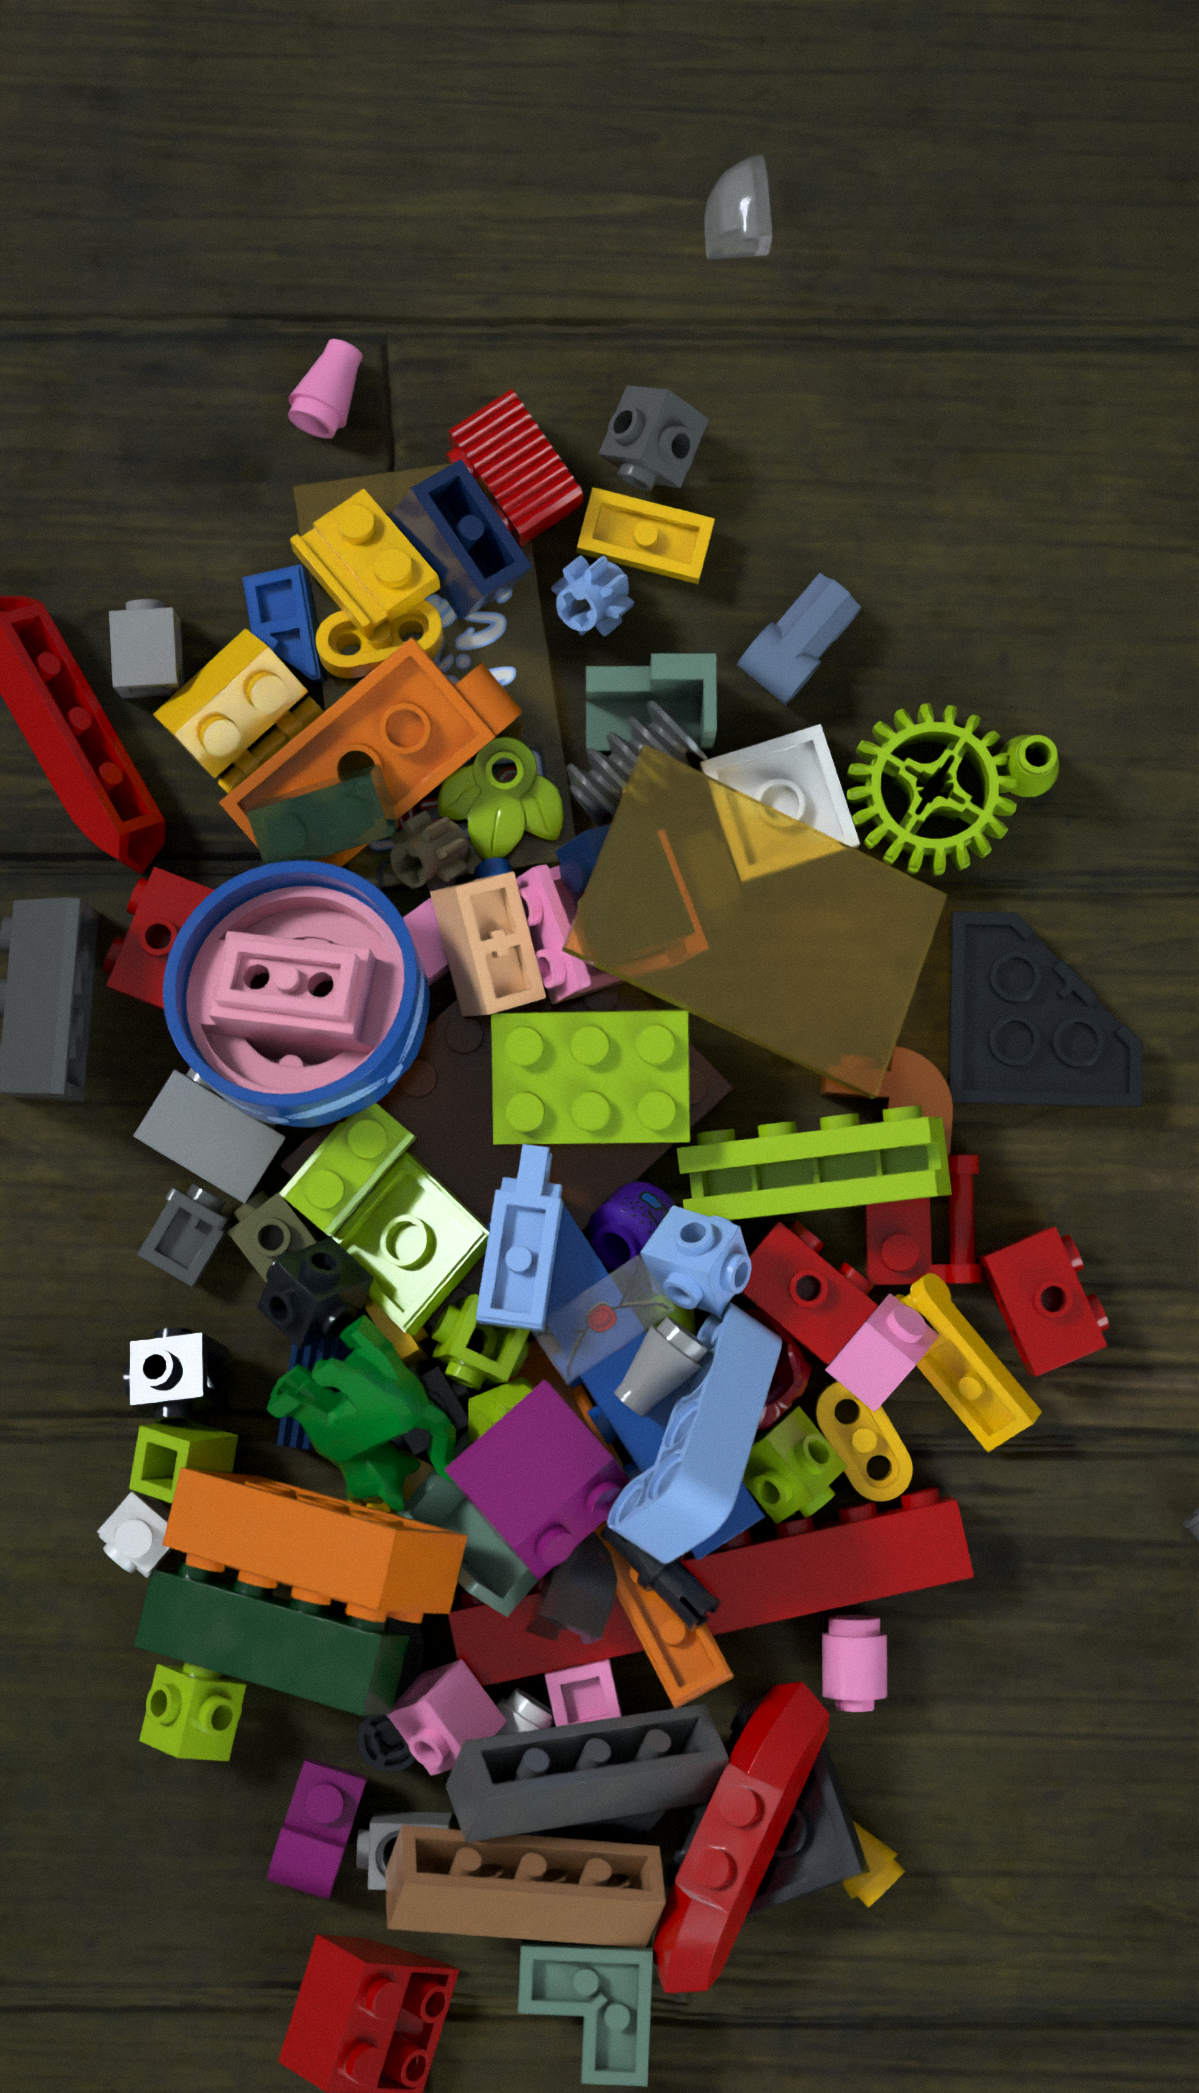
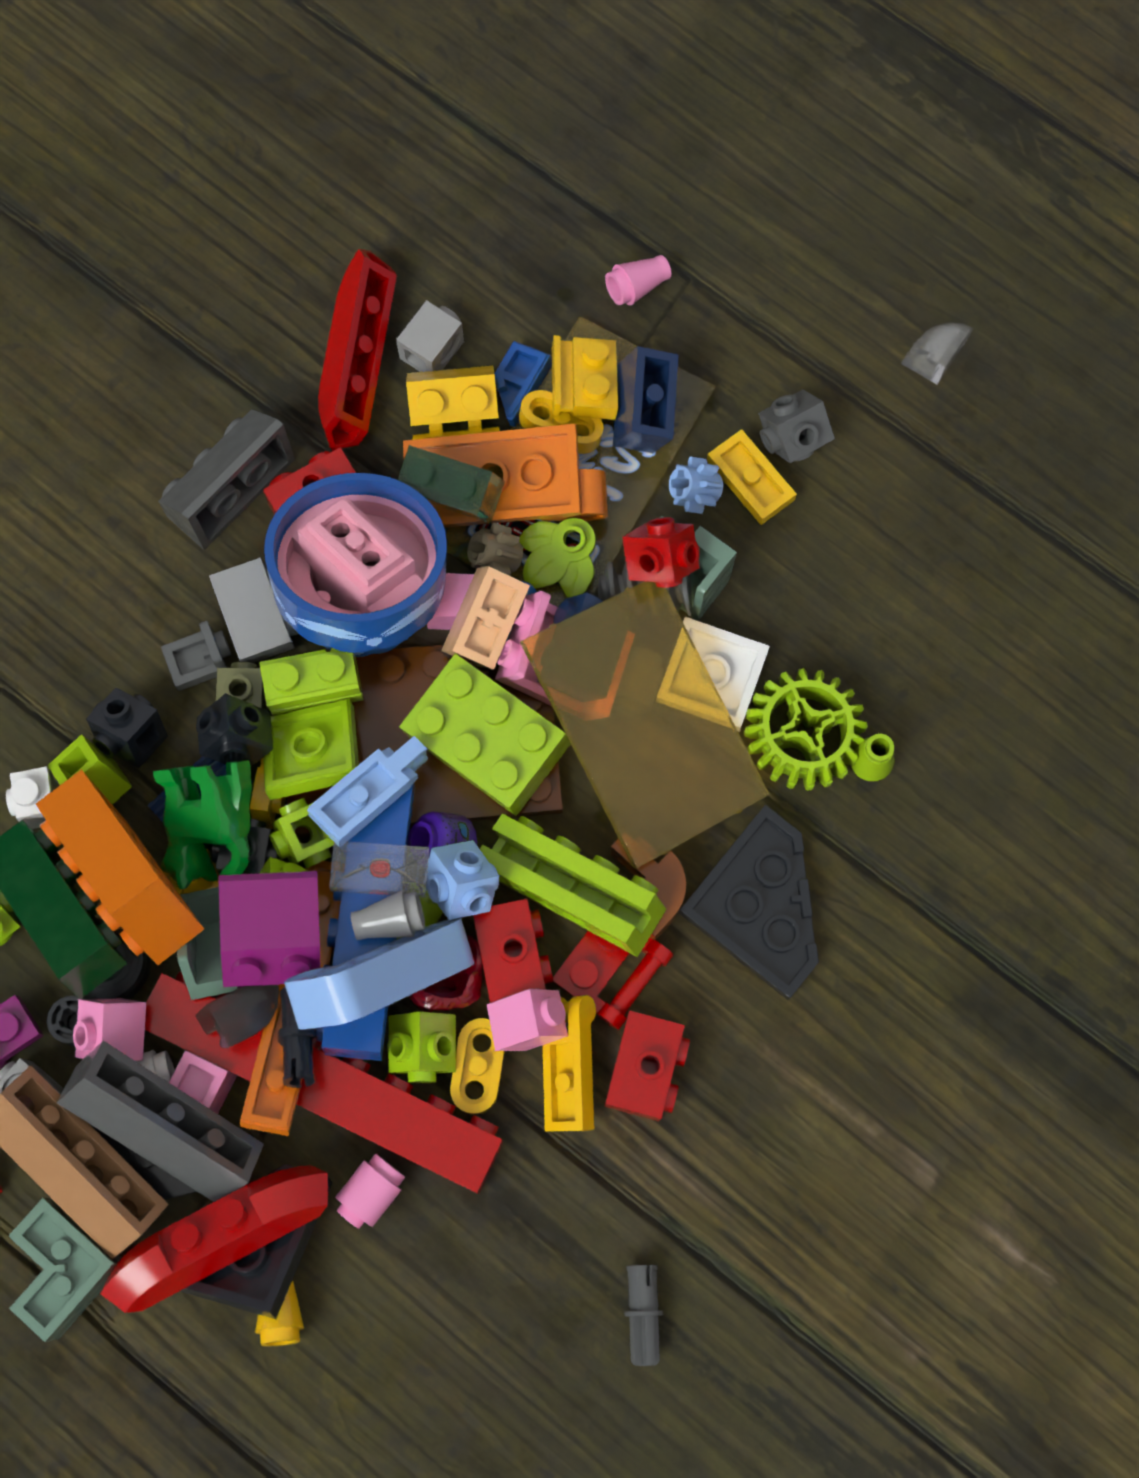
camera: 40 degrees right, 10 degrees down
(515, 467) = (706, 388): red brick -> none
(634, 720) = (661, 552): none -> red brick
(790, 651) = (783, 595): sand blue piece -> none

